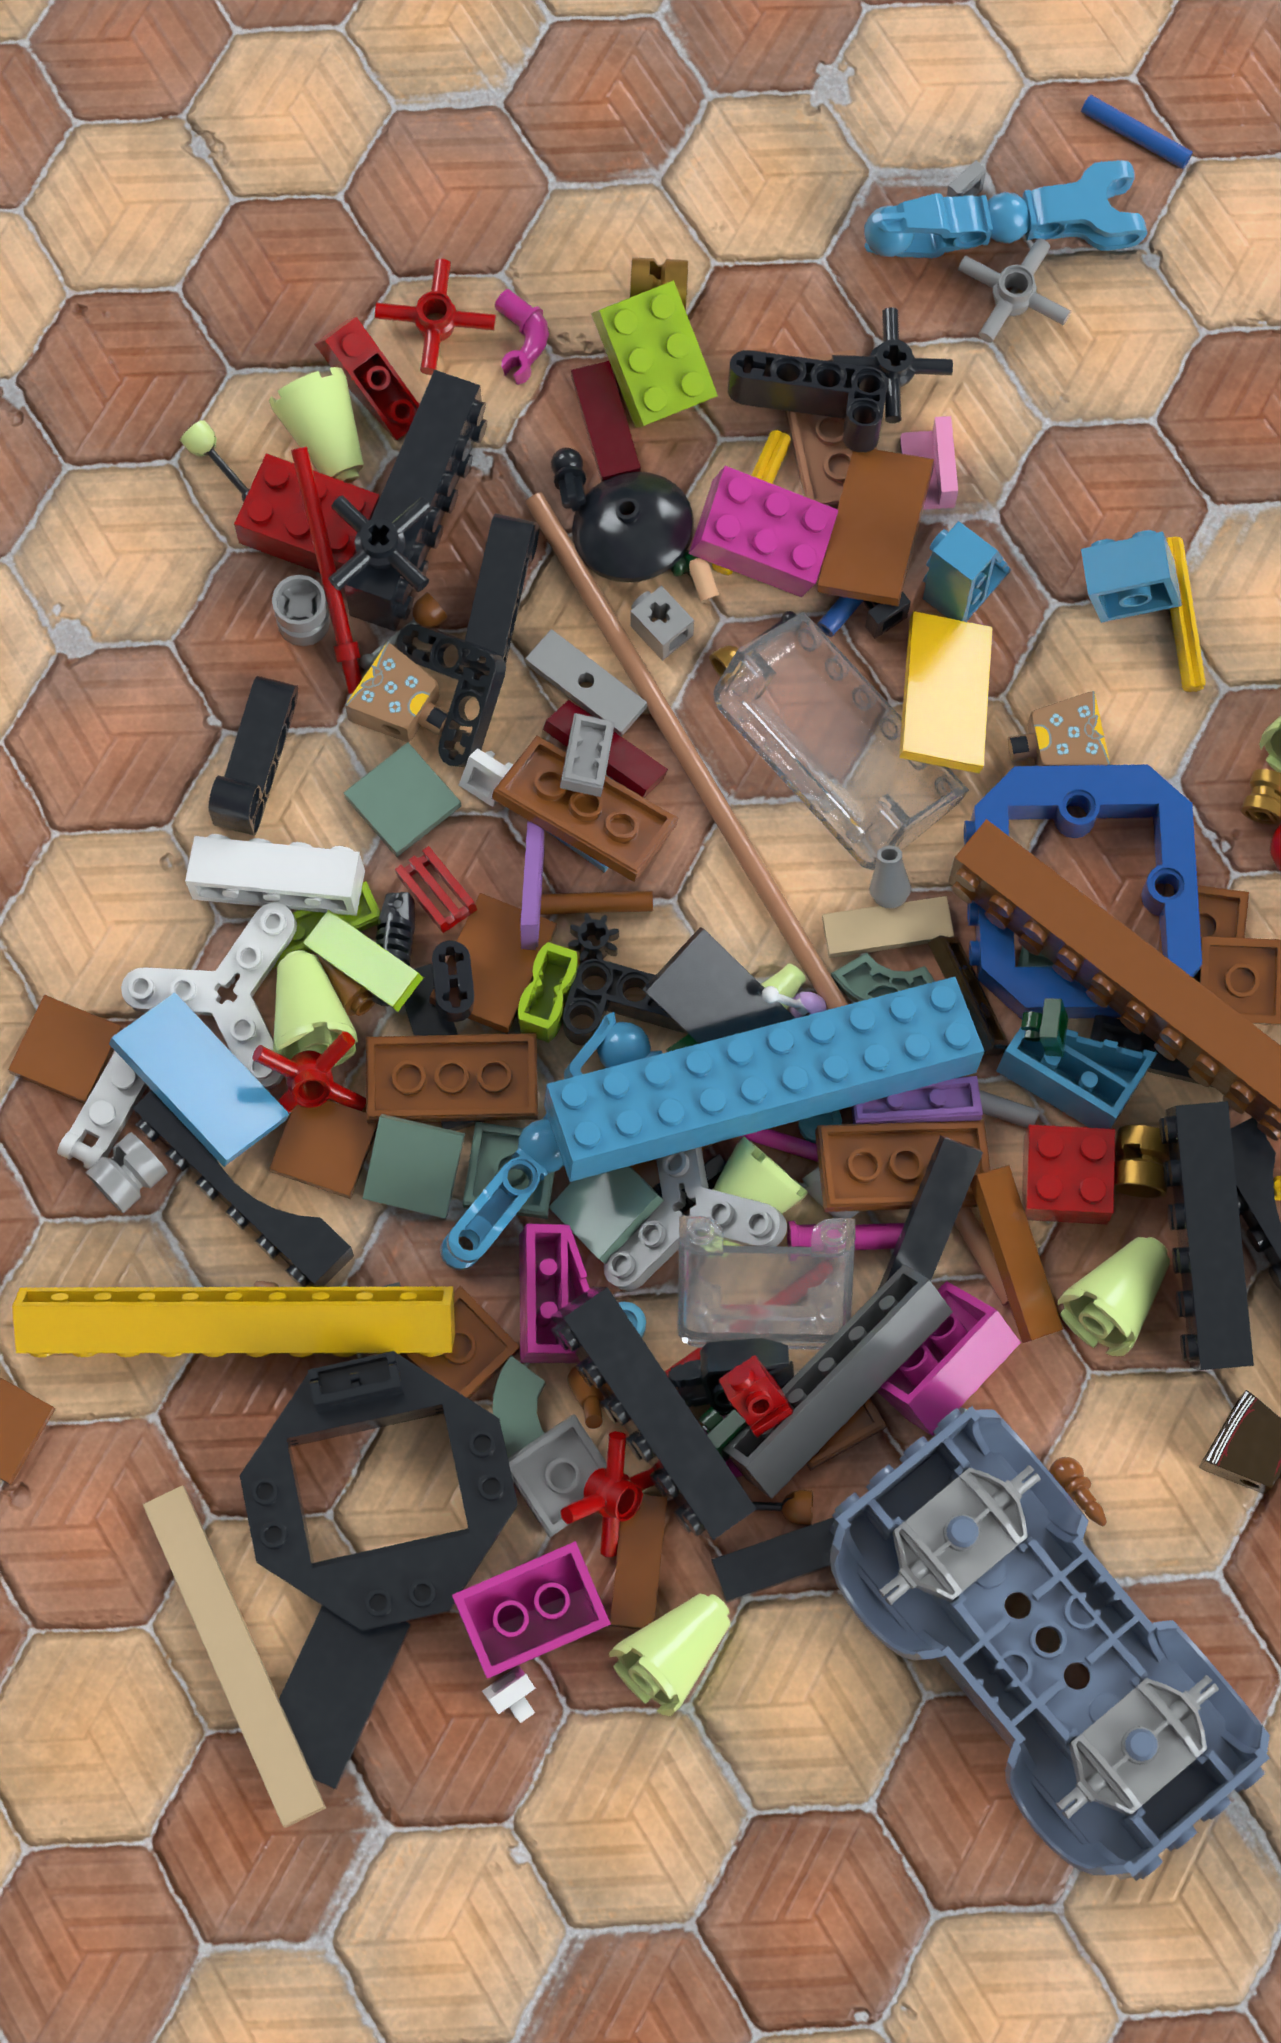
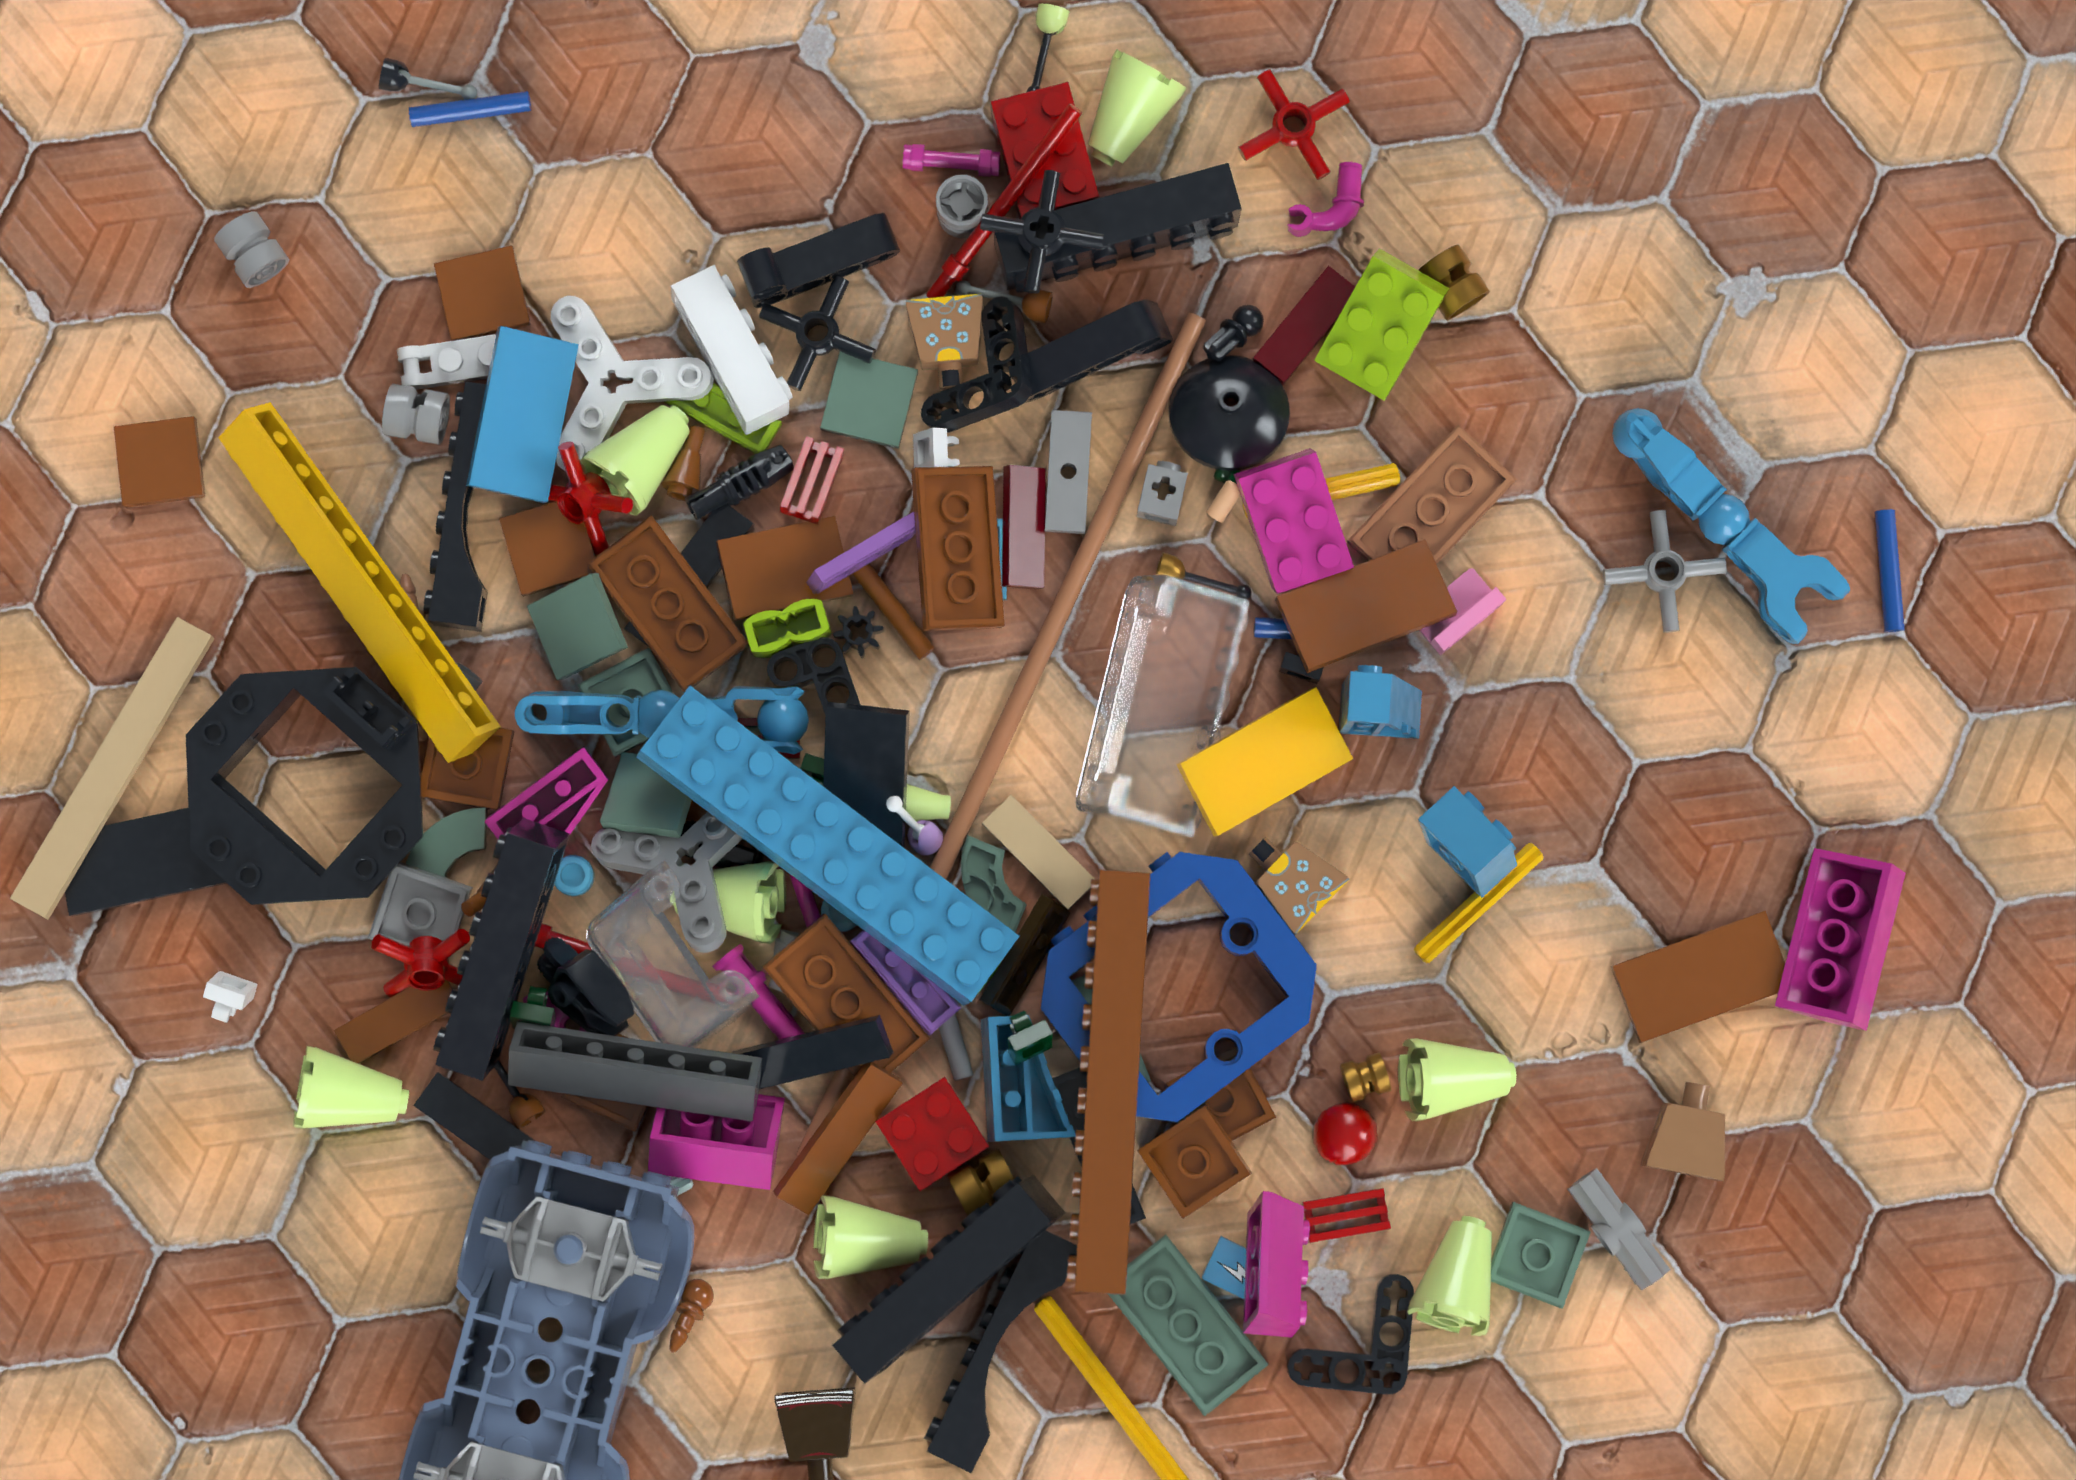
camera: 55 degrees right, 10 degrees up
(230, 622) = (916, 157): none -> dark pink bar
(309, 784) = (823, 317): none -> black bar
(363, 960) = (706, 468): tile -> none
(370, 376) = (1203, 111): red slope -> none
(443, 981) = (733, 542): black beam -> none
(531, 1610) = (294, 967): dark pink slope -> none
(587, 755) = (1000, 518): light grey plate -> none
(756, 1395) = (570, 1018): red brick -> none
(813, 388) = (1438, 471): black beam -> none
(890, 880) = (1072, 828): light grey cone -> none
(904, 364) = (1533, 529): black bar -> none
(968, 182) = (1729, 466): light grey tile -> none

